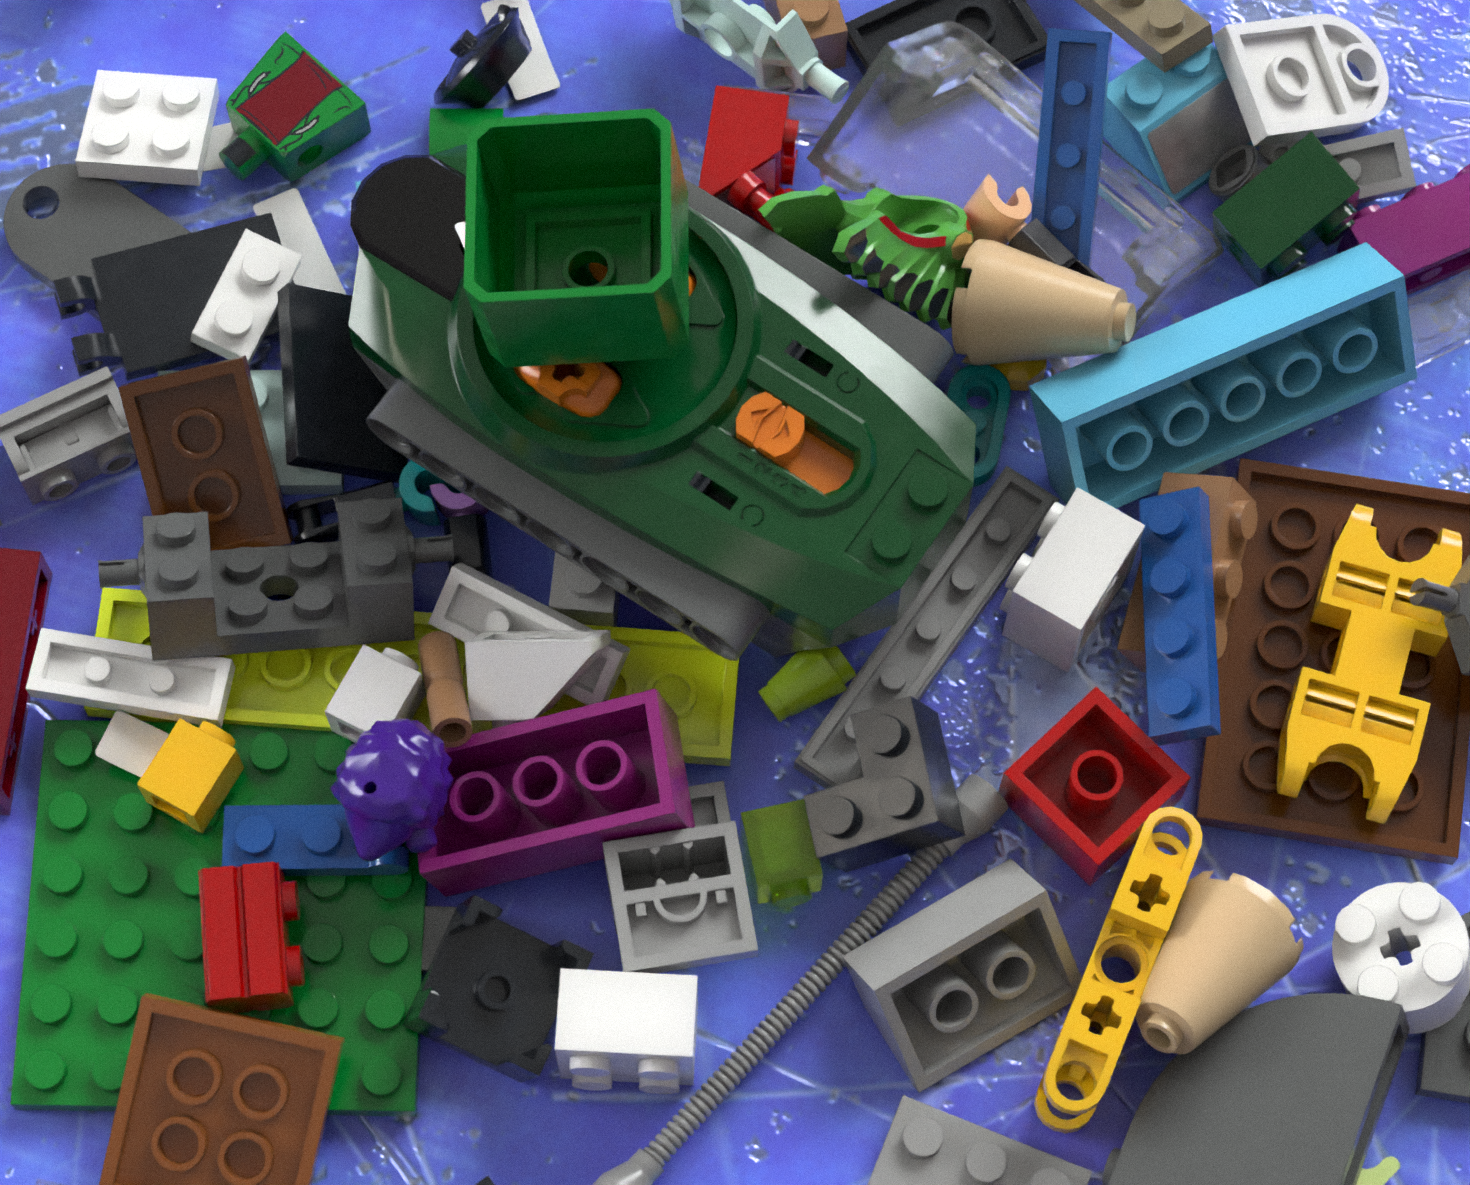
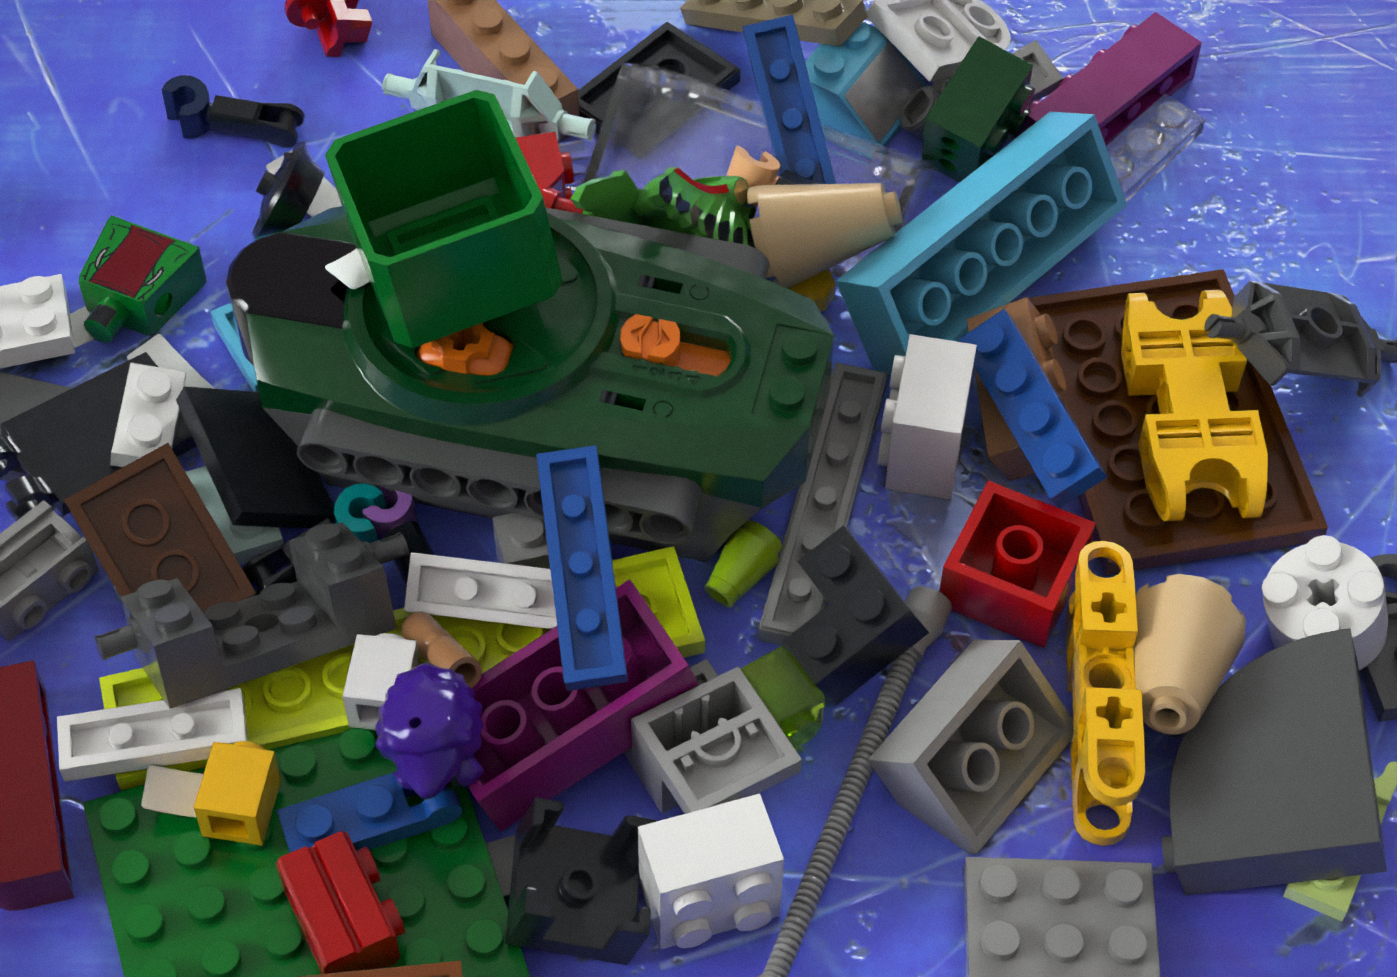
camera: 20 degrees left, 15 degrees down
(526, 672) = (505, 613): white slope -> none
(602, 667) = (581, 568): none -> blue plate

